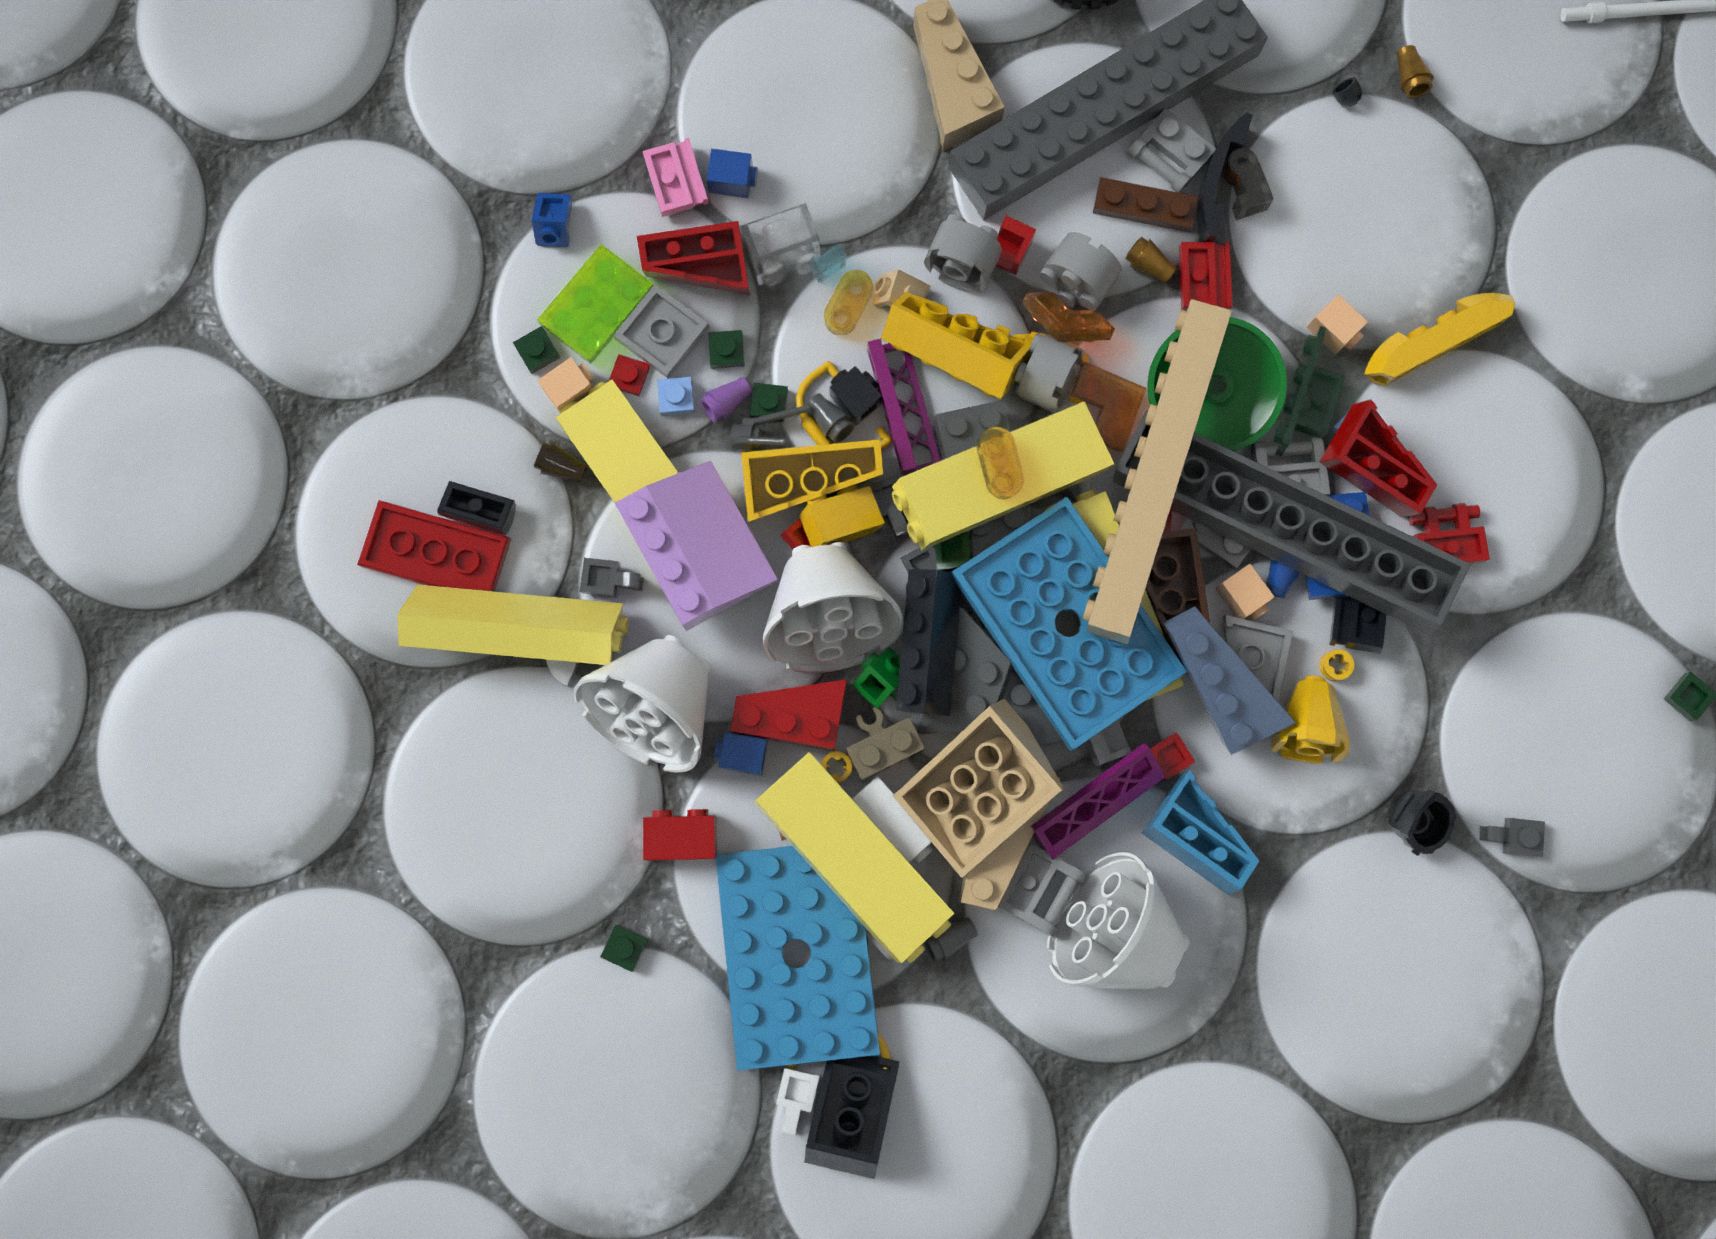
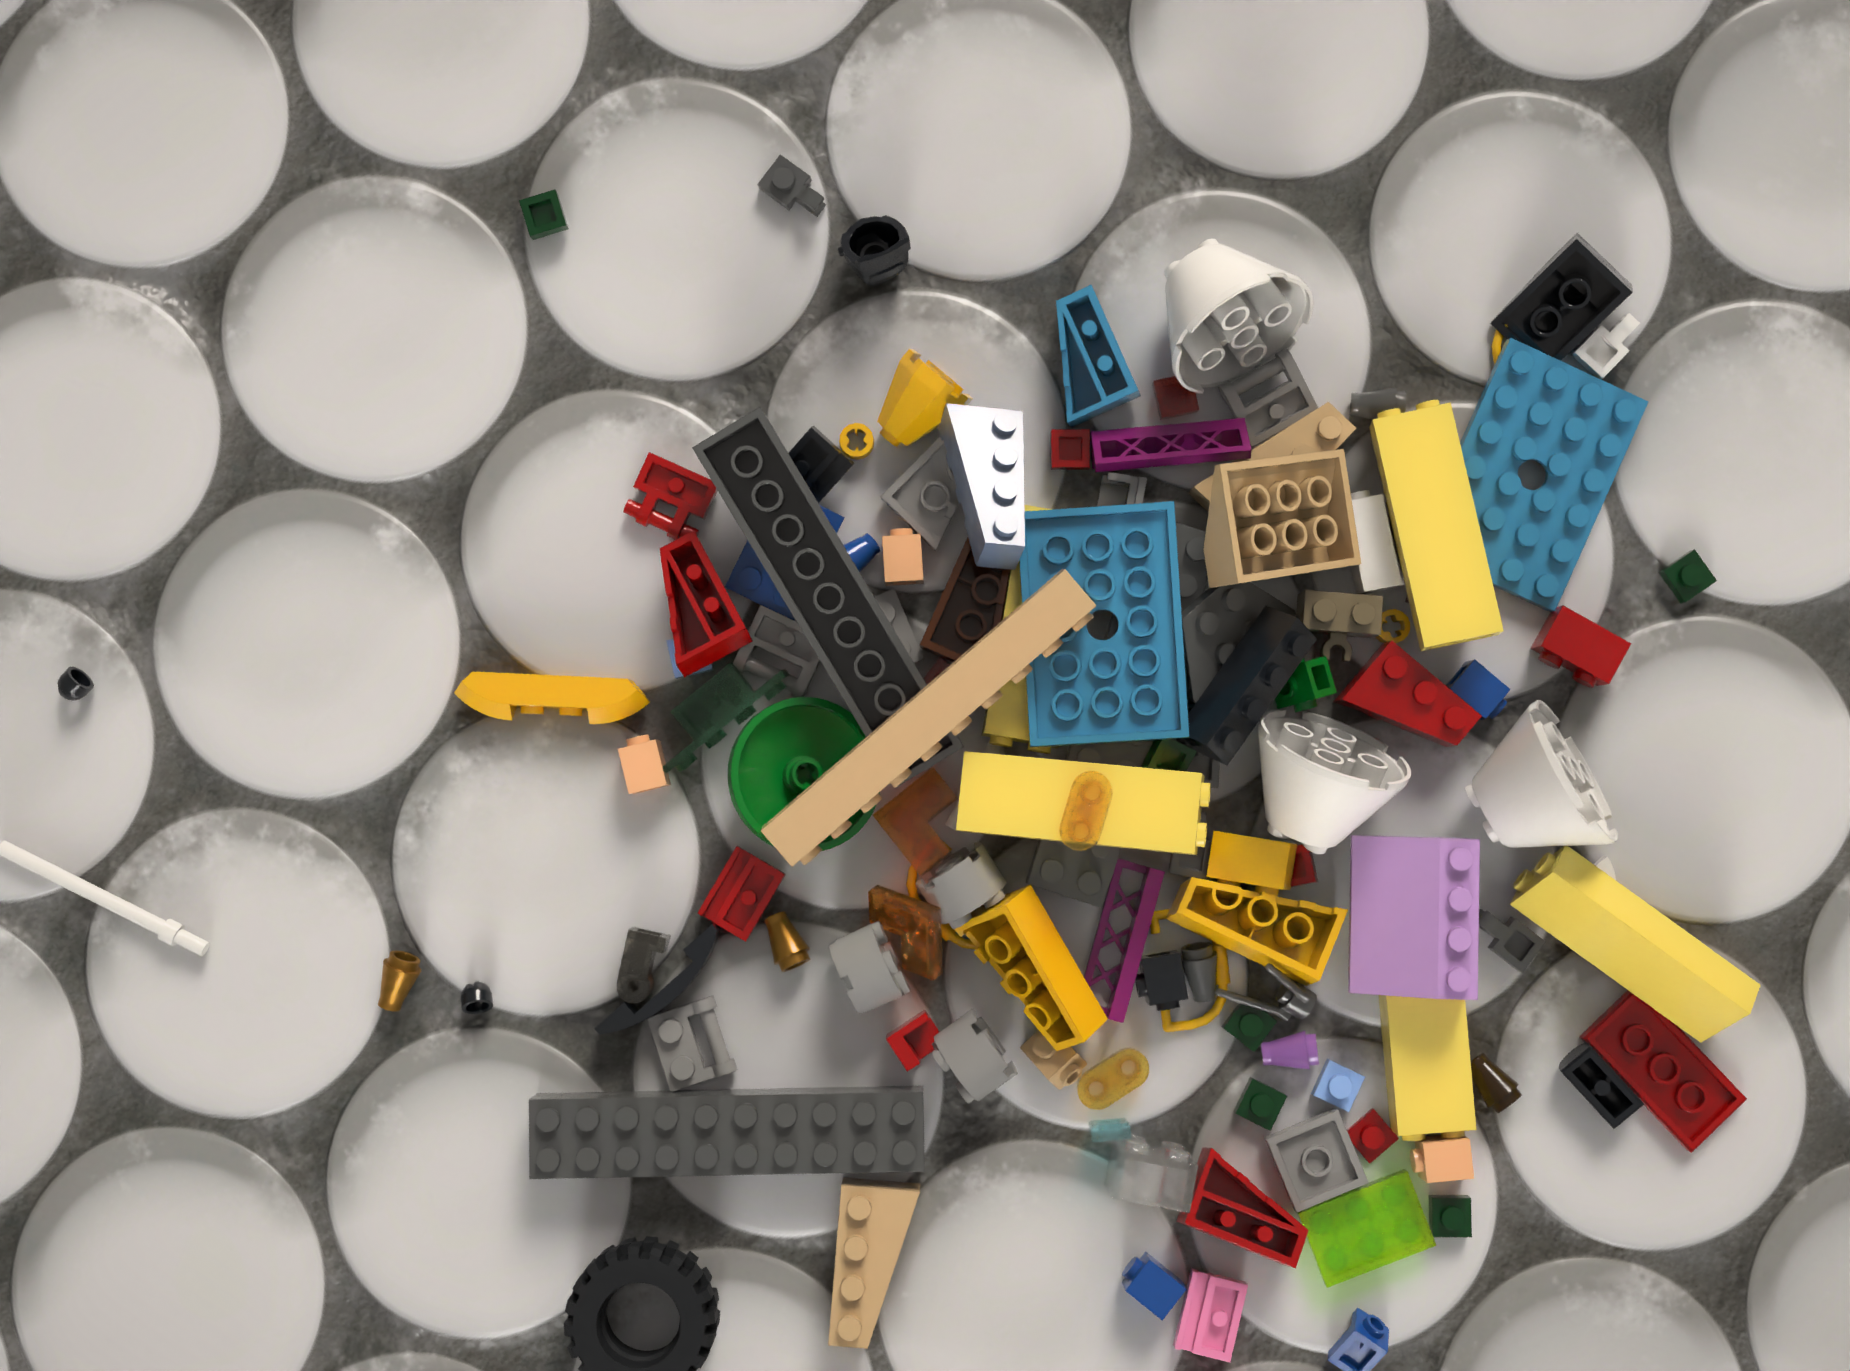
camera: 145 degrees left, 5 degrees up
(1112, 842) = (1173, 398): none -> clear red plate
(1145, 204) = (753, 1004): reddish brown plate -> none

